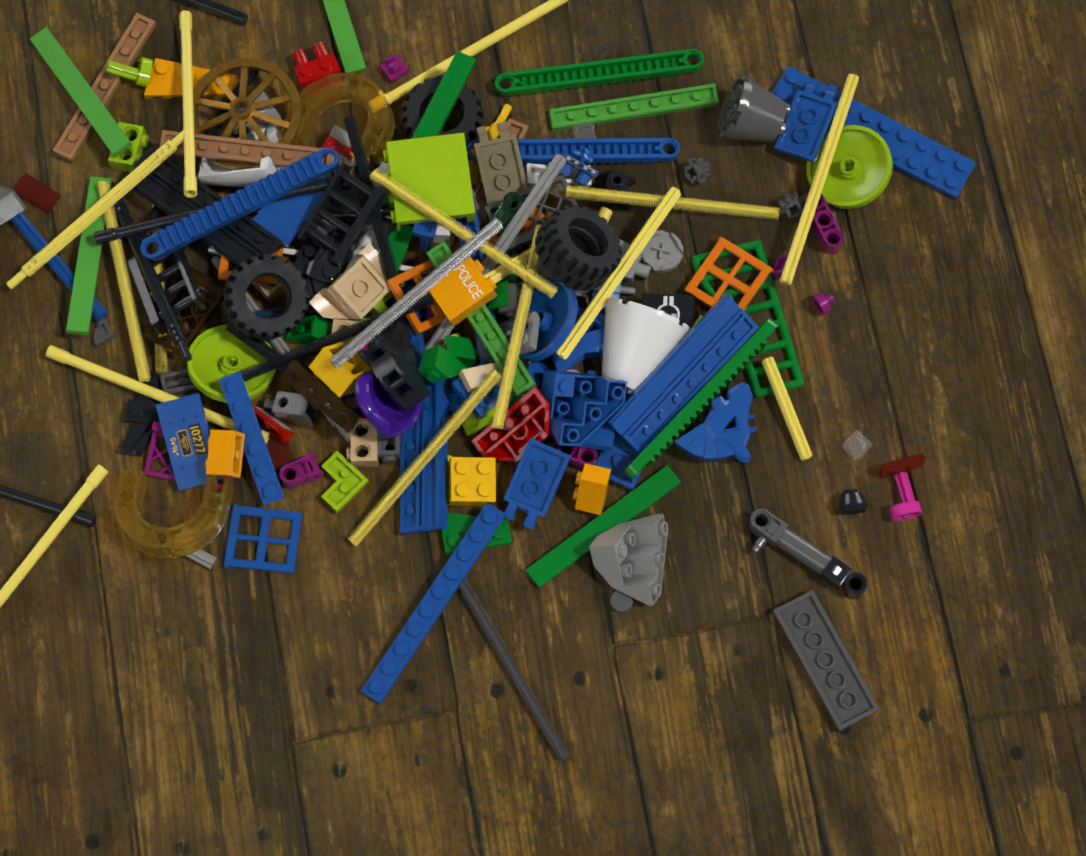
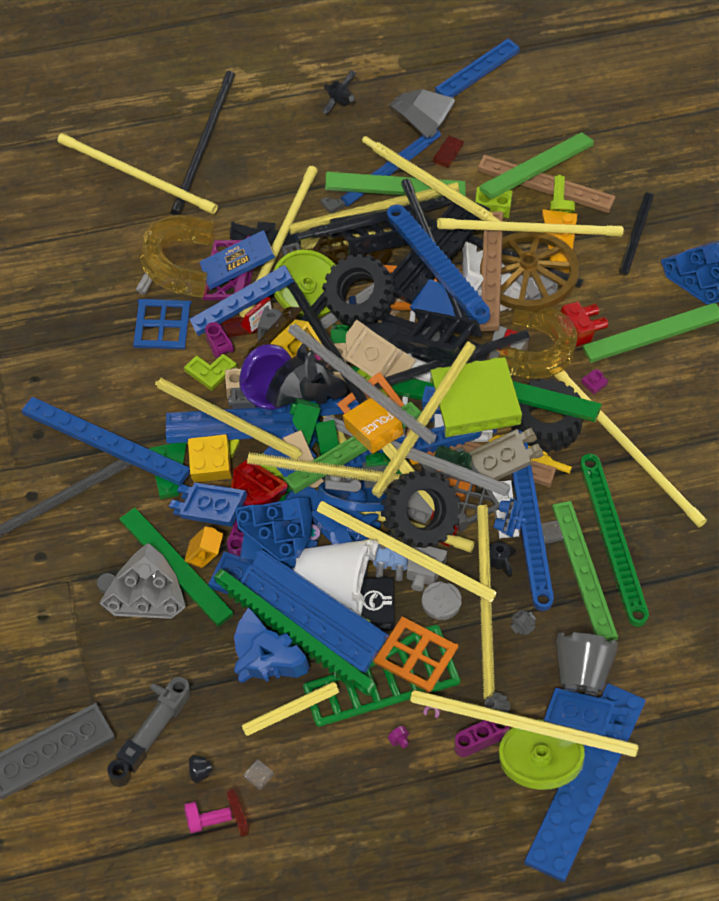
camera: 85 degrees right, 15 degrees down
(225, 453) = (223, 278): light orange brick -> none

